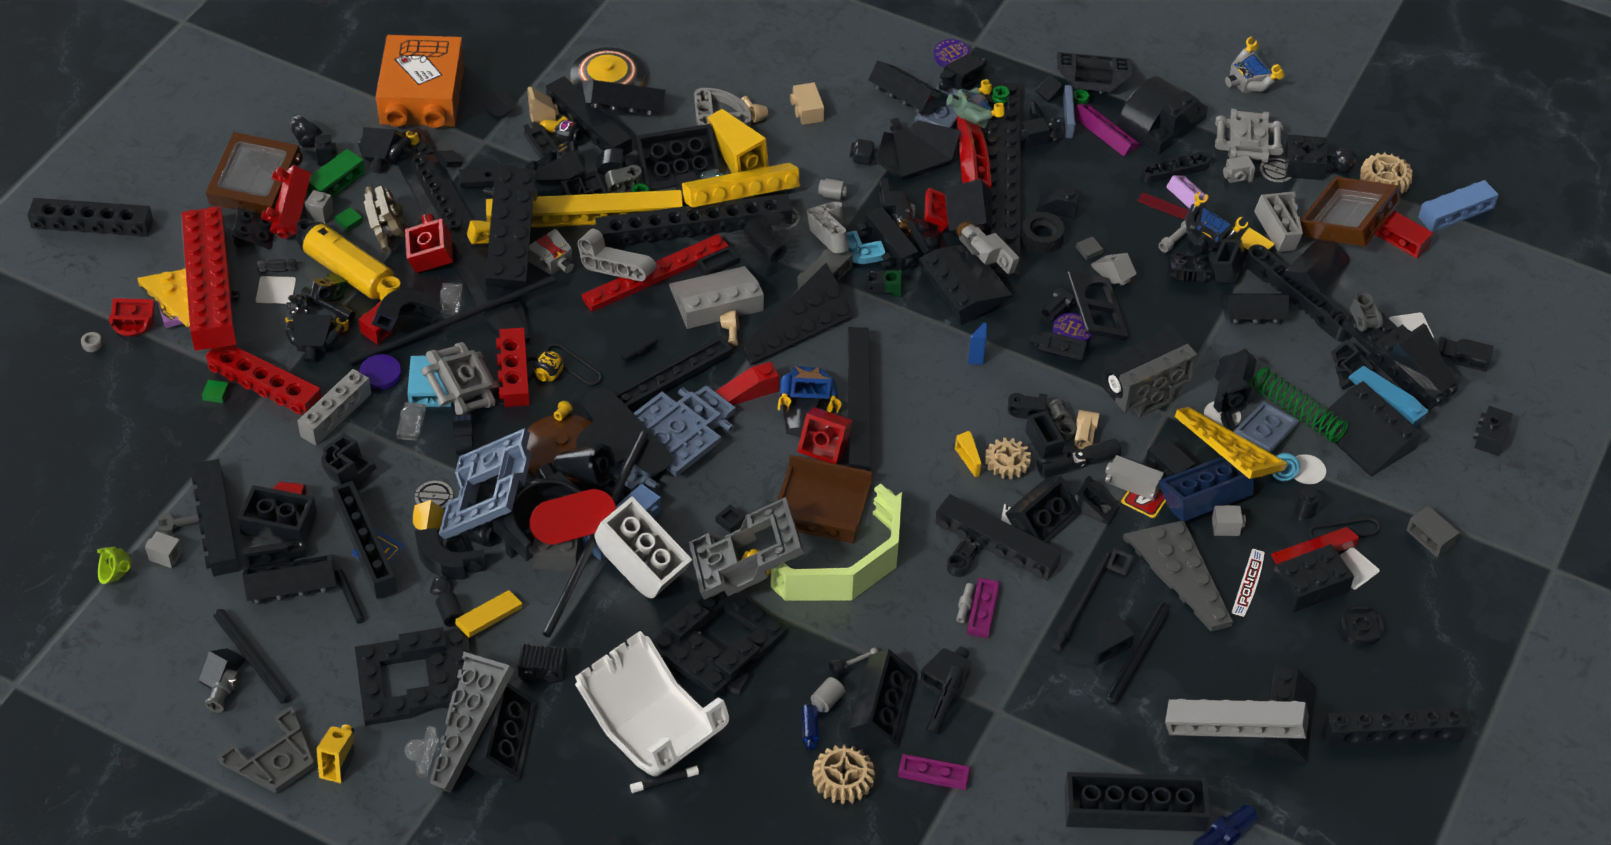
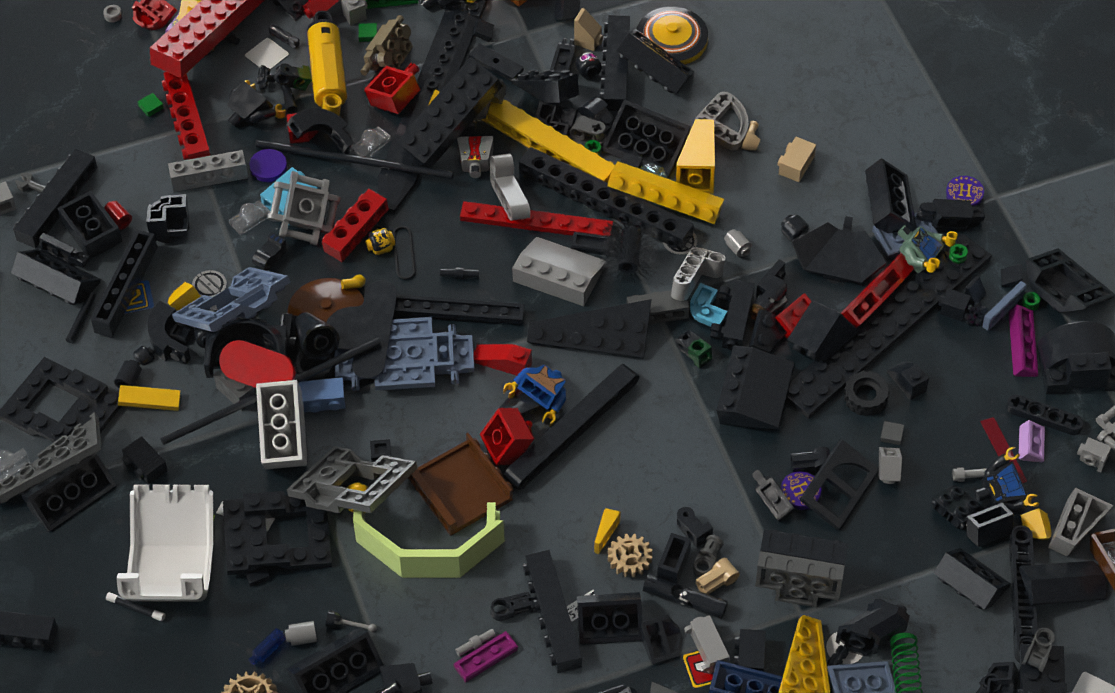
camera: 45 degrees right, 5 degrees up
(549, 125) = (582, 48): yellow arm -> none
(731, 322) = (546, 298): tan bar -> none
(978, 345) = (703, 448): blue slope -> none
(987, 248) = (794, 373): light grey plate -> none

